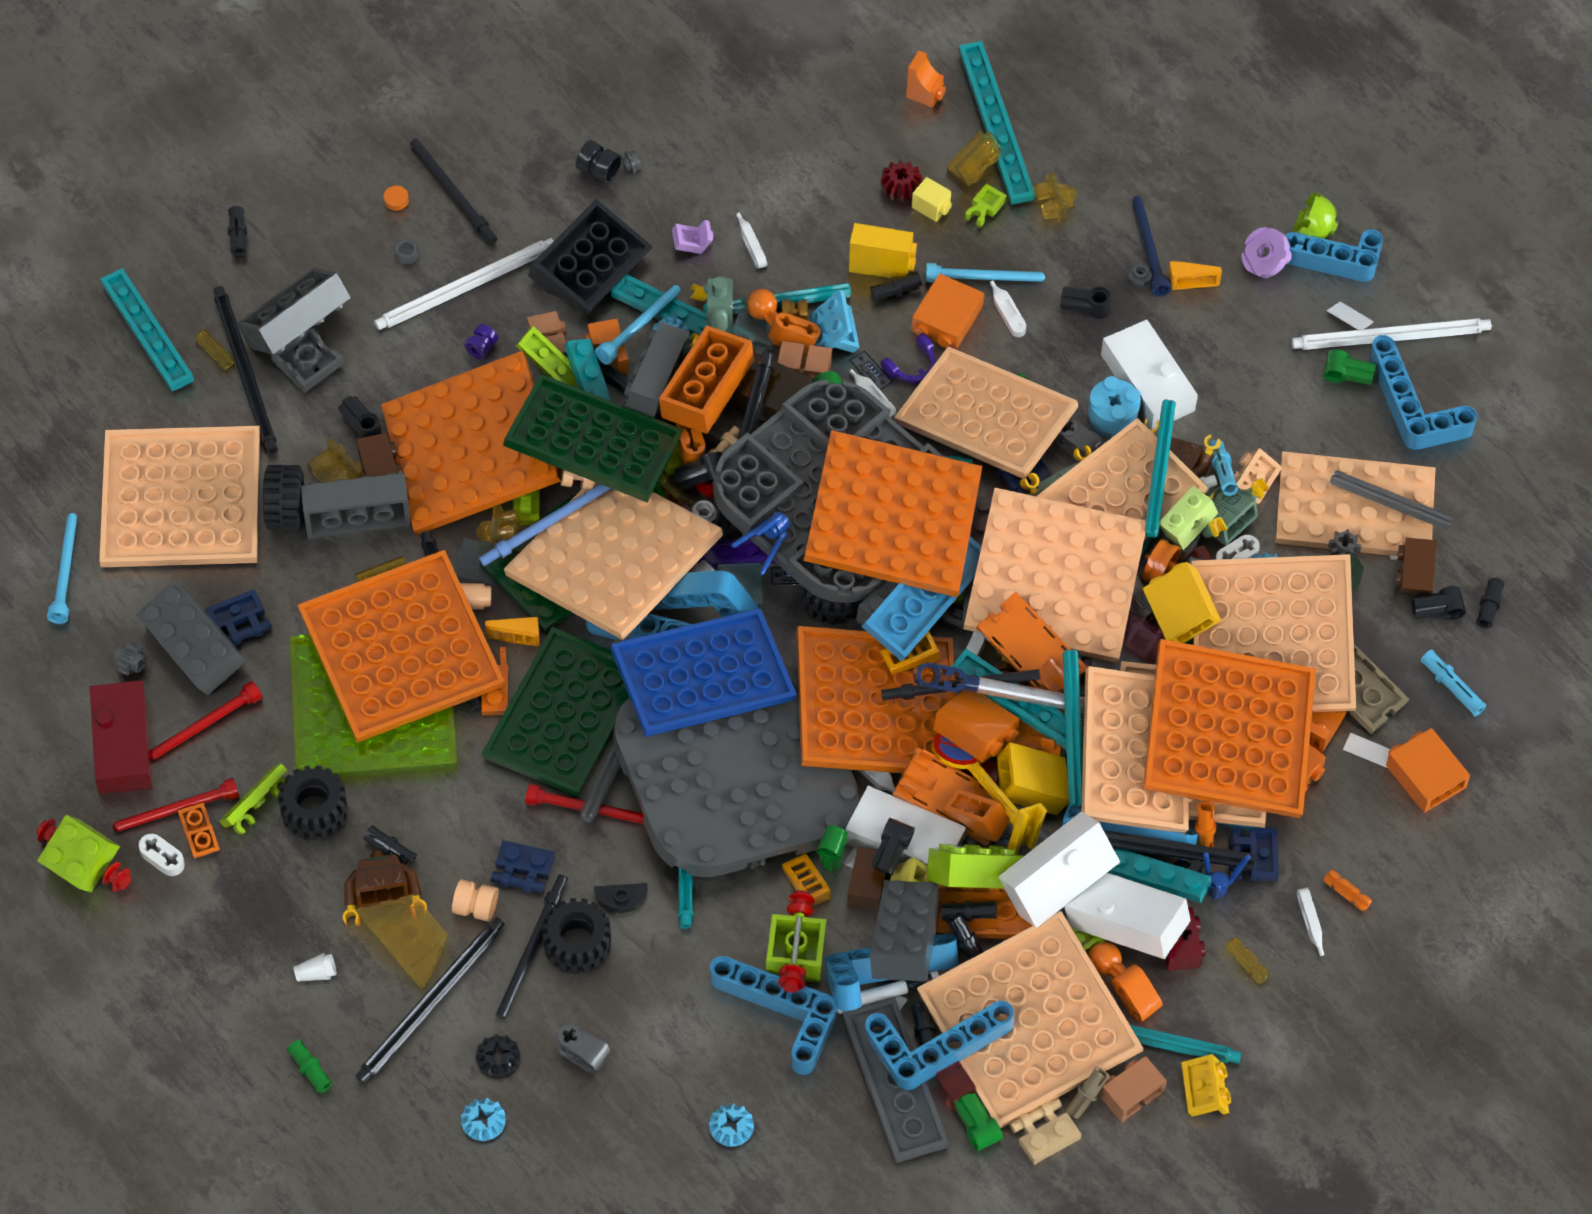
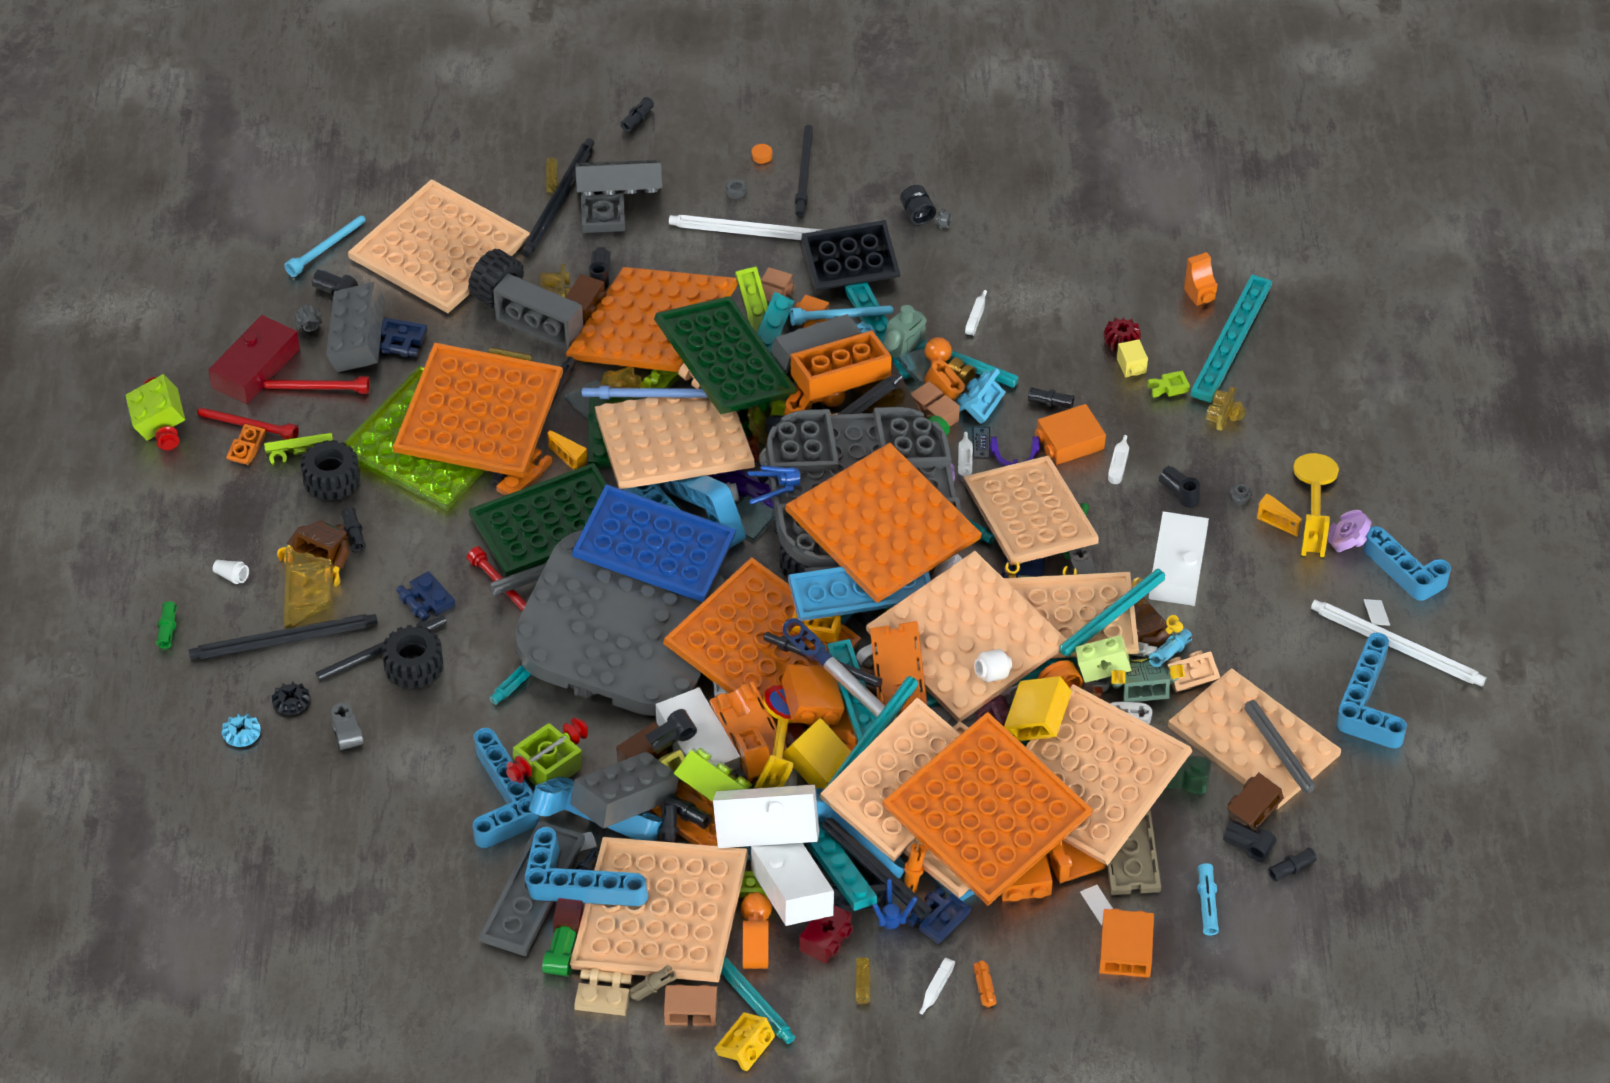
camera: 40 degrees right, 10 degrees down
(120, 605) = (329, 282): none -> black piece
(147, 330) = (519, 139): teal plate -> none
(158, 859) = (213, 444): white beam -> none
(475, 900) = (370, 593): light nougat wheel -> none
(477, 595) = (563, 414): light nougat brick -> none
(479, 343) = (727, 266): dark purple wheel -> none
(621, 897) = (471, 656): black plate -> none
(692, 238) = (935, 286): lavender bracket -> none
(726, 1135) = (401, 849): medium azure gear -> none
(823, 892) = (600, 739): light orange slope -> none
(832, 848) = (634, 711): green piece -> none
(881, 251) = (1056, 365): yellow brick -> none
(890, 990) = (576, 826): white piece -> none
(933, 271) = (1121, 426): medium azure piece -> none
(975, 158) = (1187, 347): clear yellow bracket -> none
(1113, 406) = (1130, 556): medium azure brick -> none
(1115, 590) = (993, 665): none -> white head
(1159, 283) = (1249, 507): dark blue piece -> none
(1185, 209) = (1317, 471): none -> yellow piece
(1317, 218) = (1412, 530): lime cylinder -> none
(1342, 367) = (1335, 640): green piece -> none
(1344, 538) = (1214, 752): dark grey gear -> none

